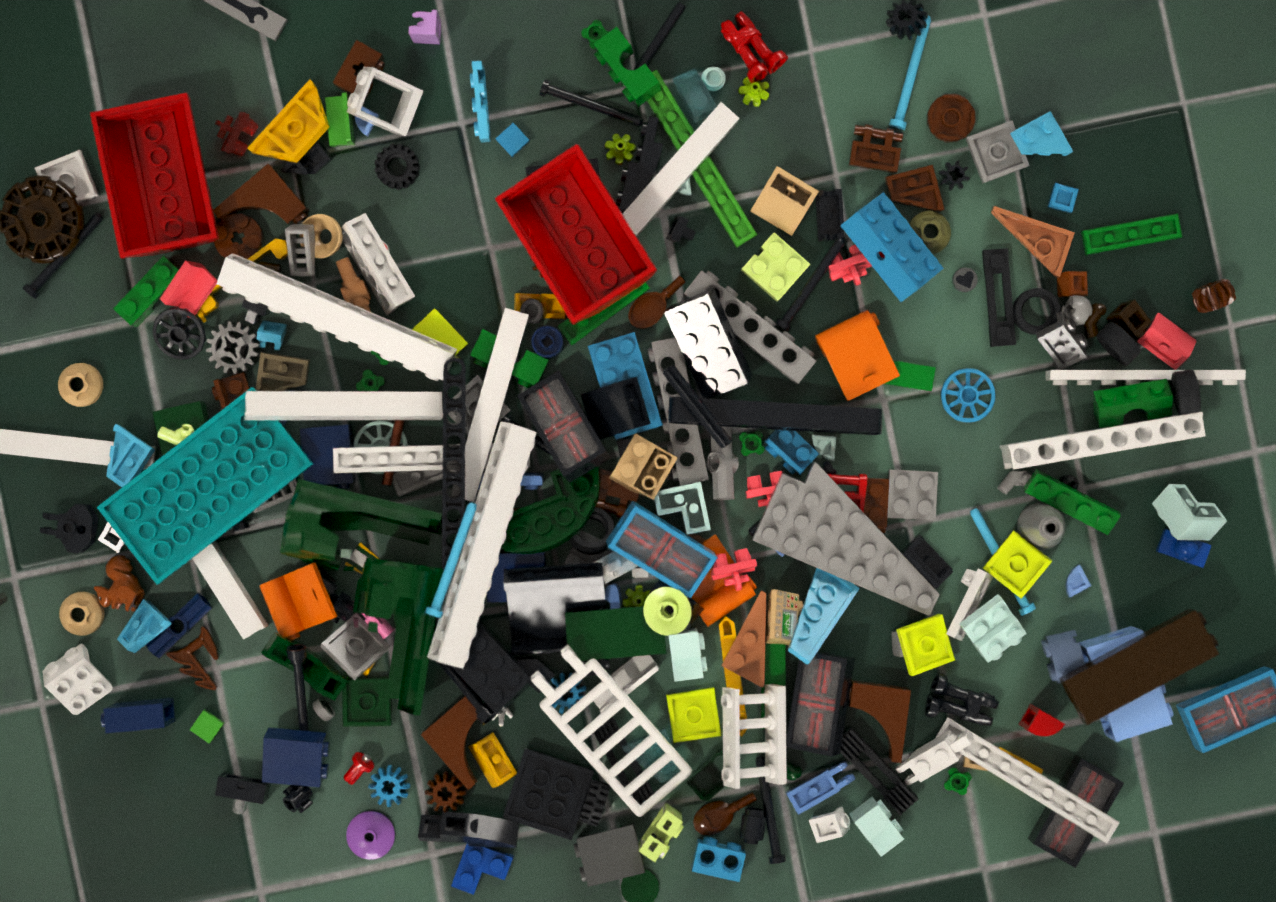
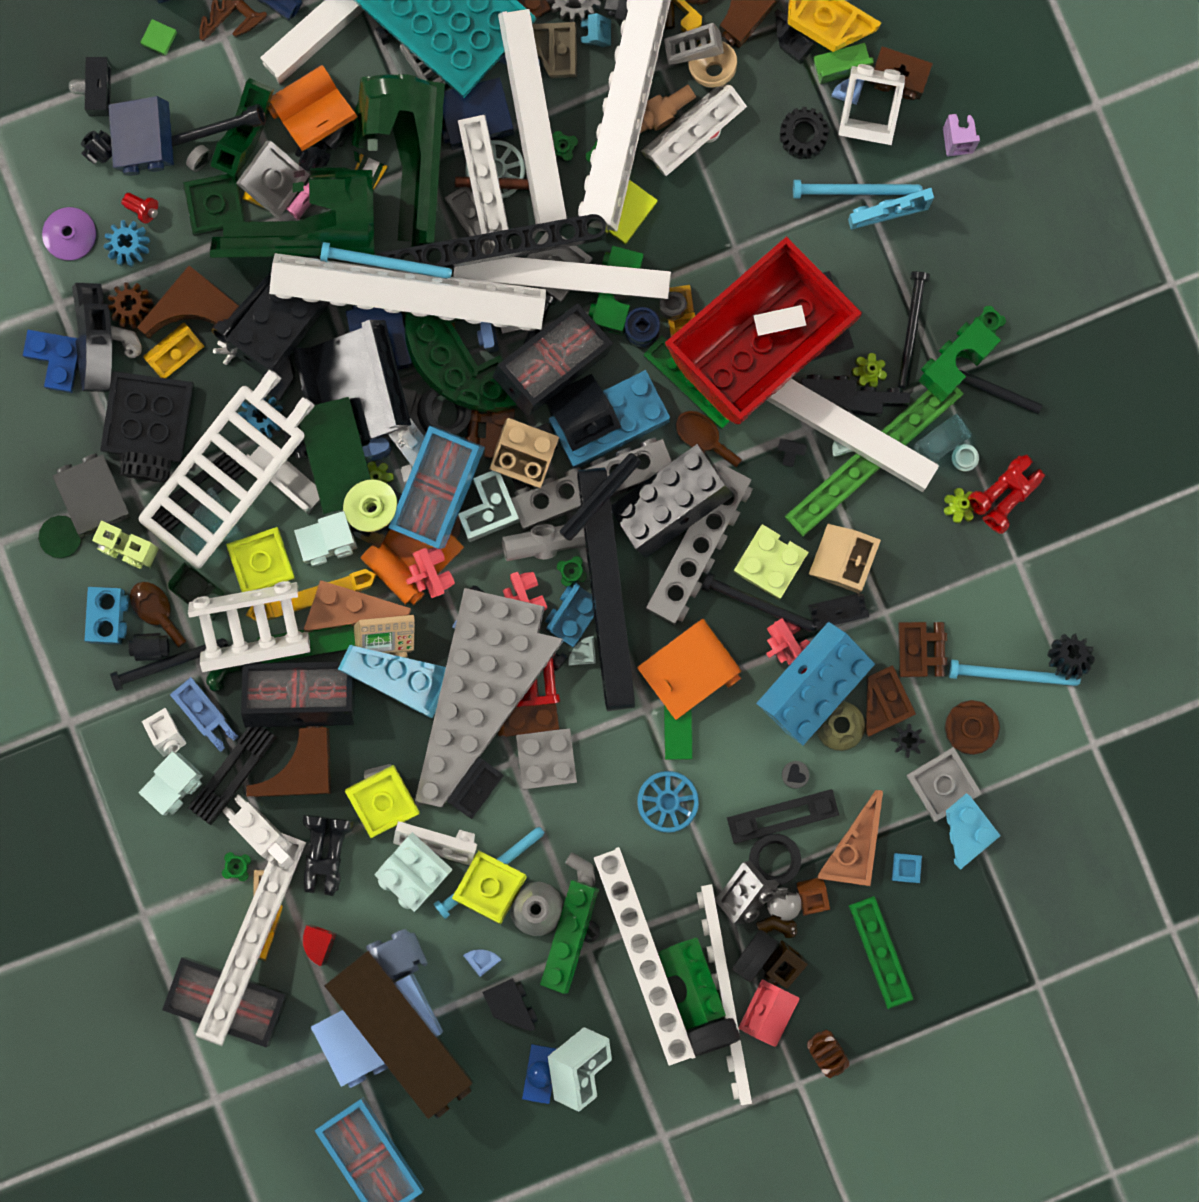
camera: 80 degrees right, 5 degrees down
(455, 131) = (853, 189): none -> medium azure bar
(475, 798) = (129, 341): none -> light grey arm
(512, 140) = (856, 252): dark azure tile -> none
(567, 218) = (779, 320): none -> white sticker
(1121, 566) = (508, 1004): none -> black slope

